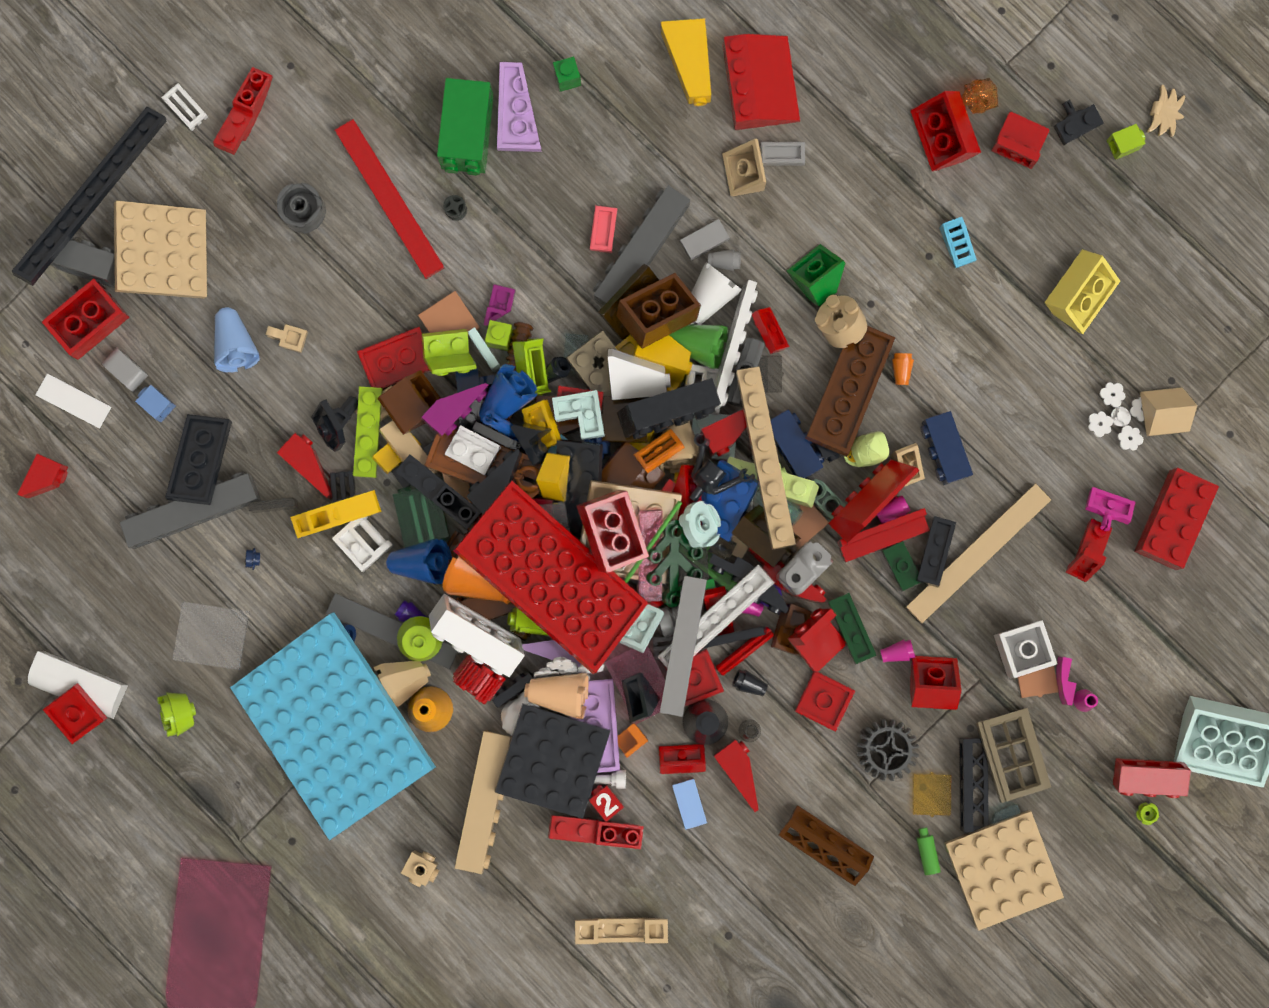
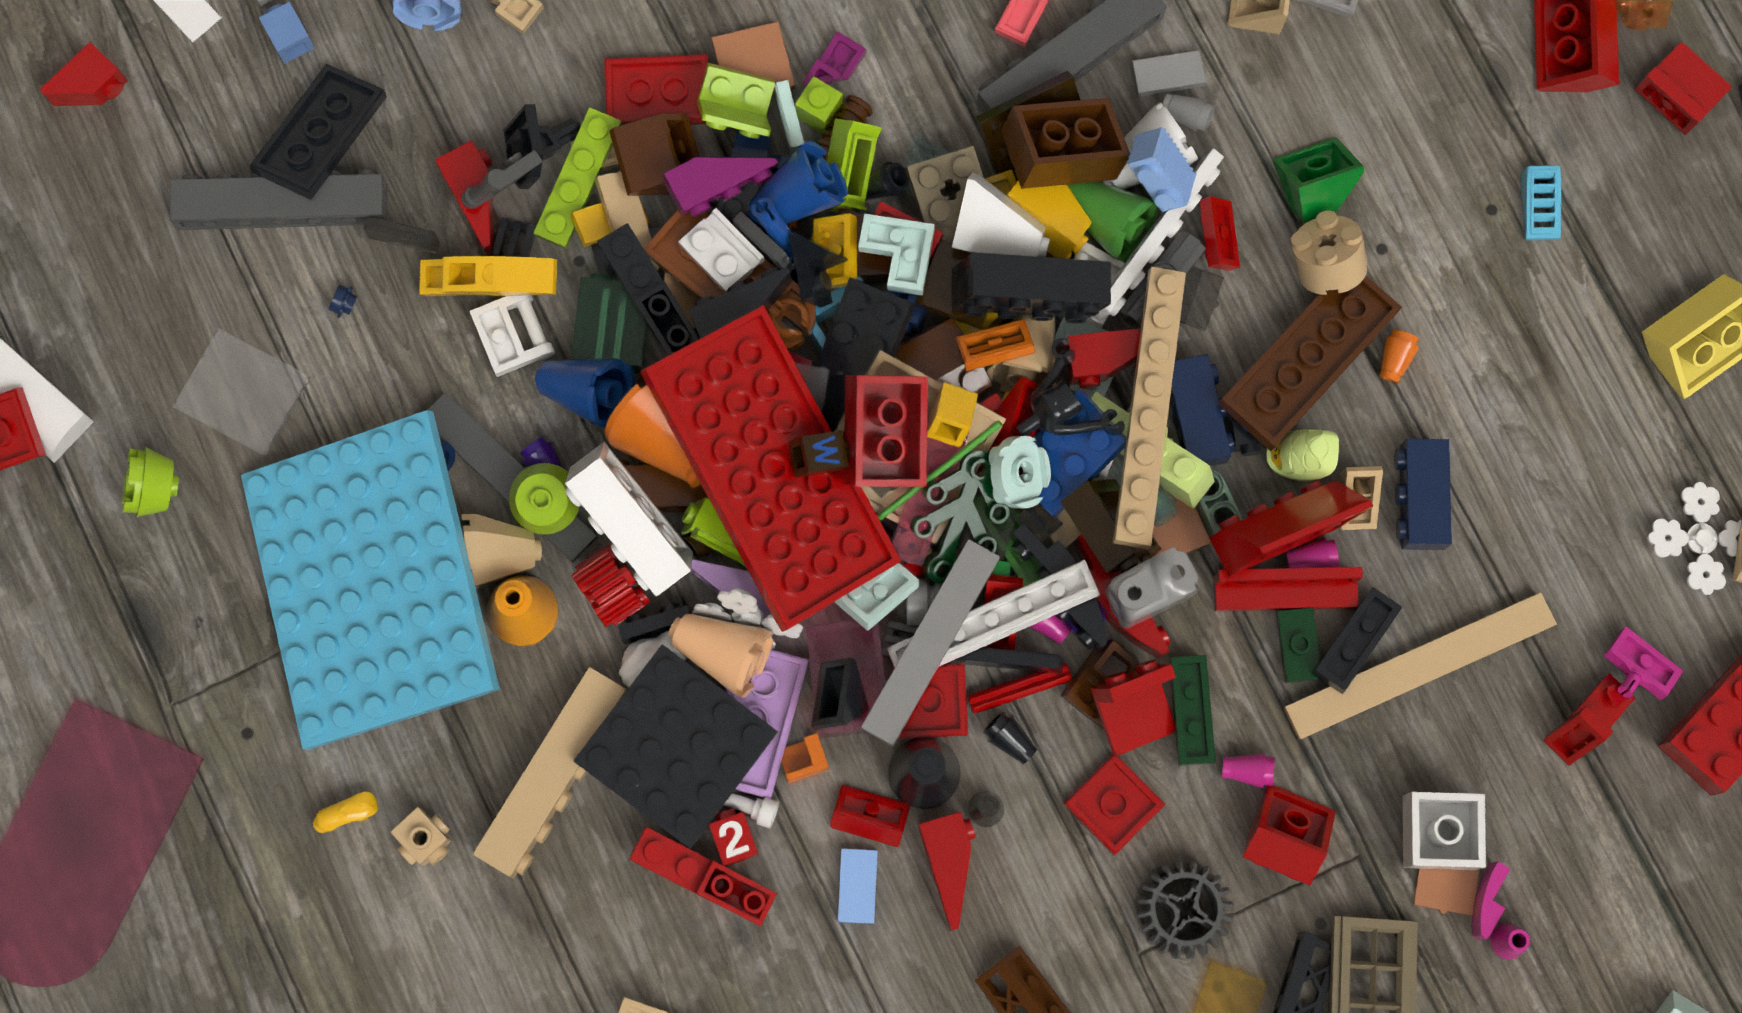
camera: 15 degrees right, 5 degrees down
(323, 453) = (500, 178): none -> dark grey plate
(369, 868) = (352, 809): none -> yellow piece
(554, 476) = (826, 328): yellow slope -> none
(577, 559) = (818, 454): none -> dark brown brick
(649, 506) = (952, 415): none -> yellow brick
(722, 306) = (1161, 169): none -> light blue brick

